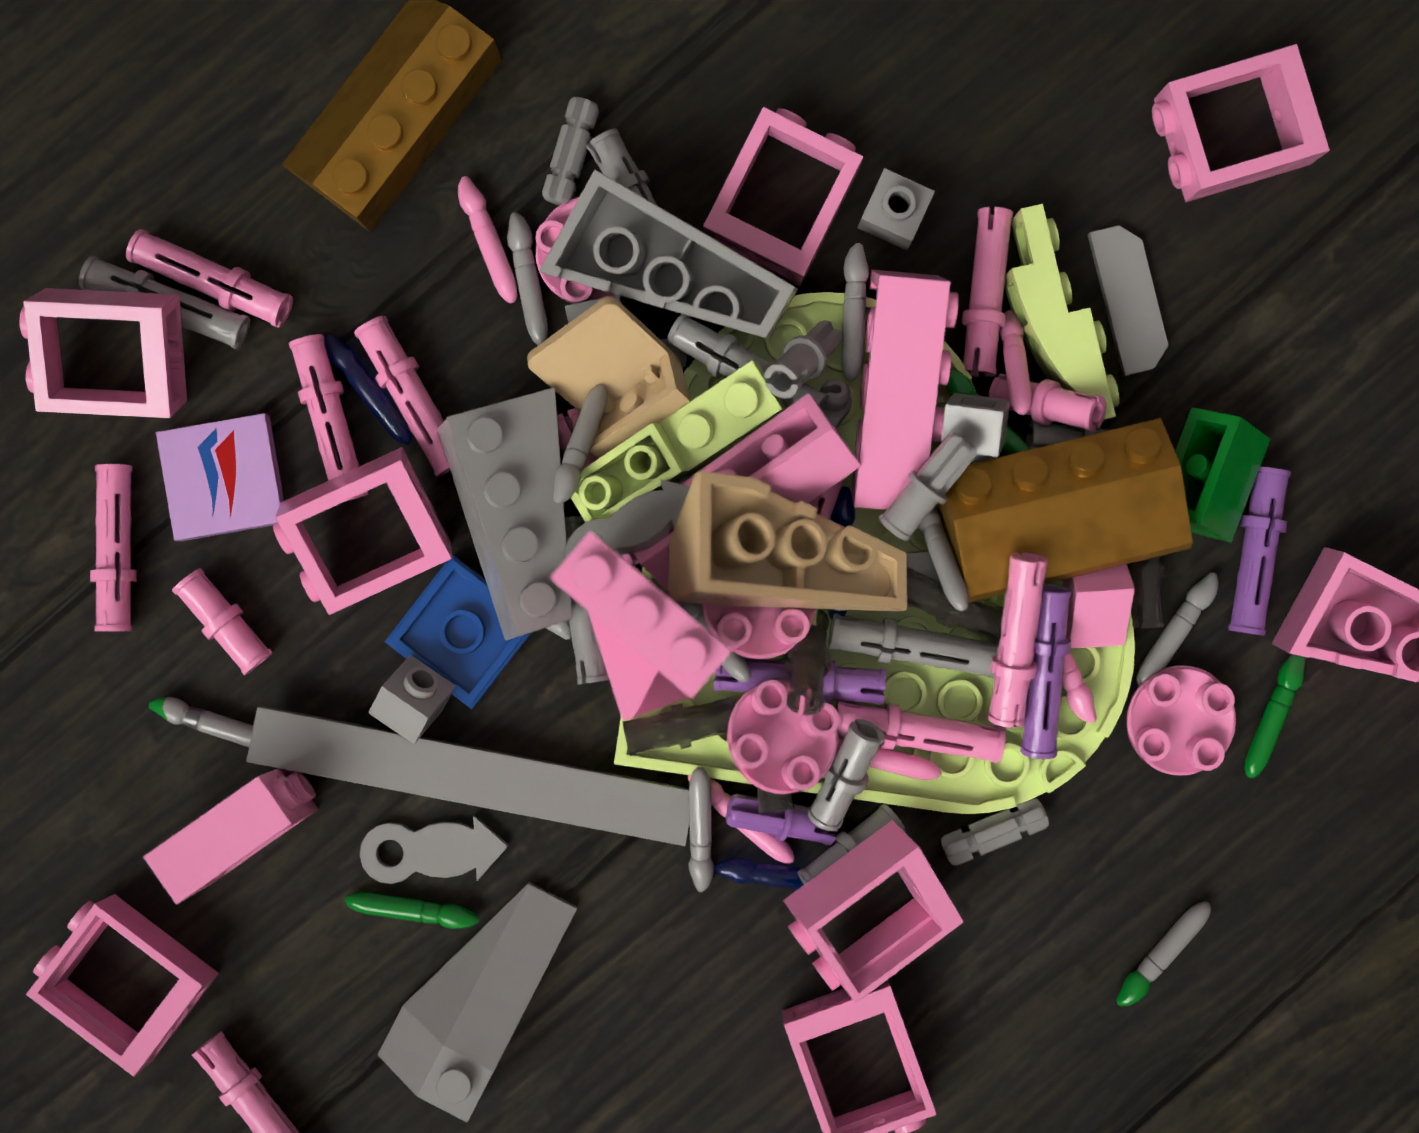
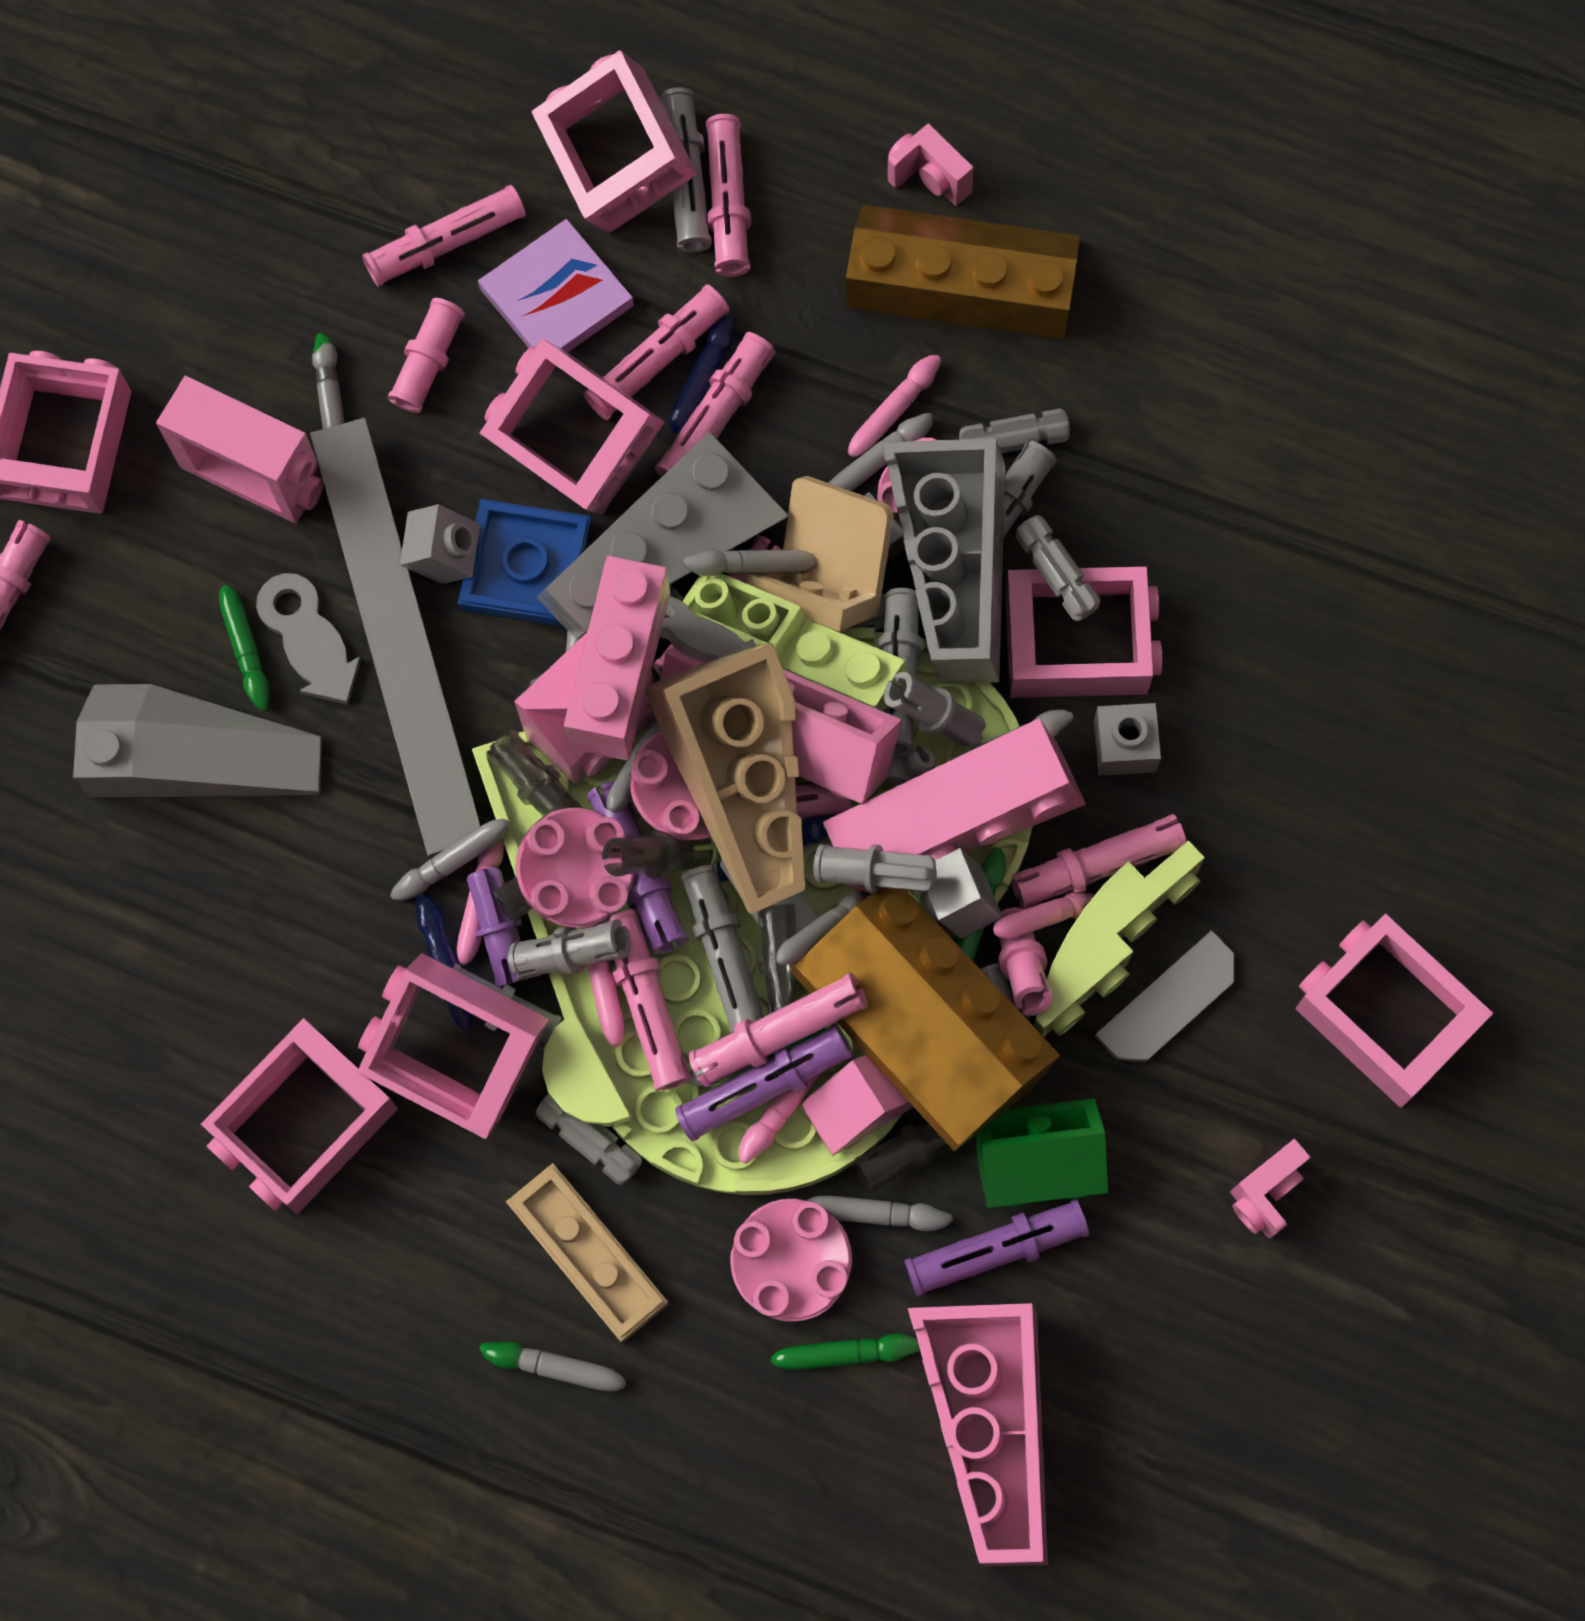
camera: 65 degrees right, 15 degrees down
(282, 75) = (936, 160): none -> bright pink bracket
(729, 182) = (1057, 568): none -> light grey axle
(953, 819) = (578, 1077): none -> yellowish green tile
(1087, 880) = (587, 1253): none -> tan tile
(1321, 305) = (1274, 1177): none -> bright pink bracket

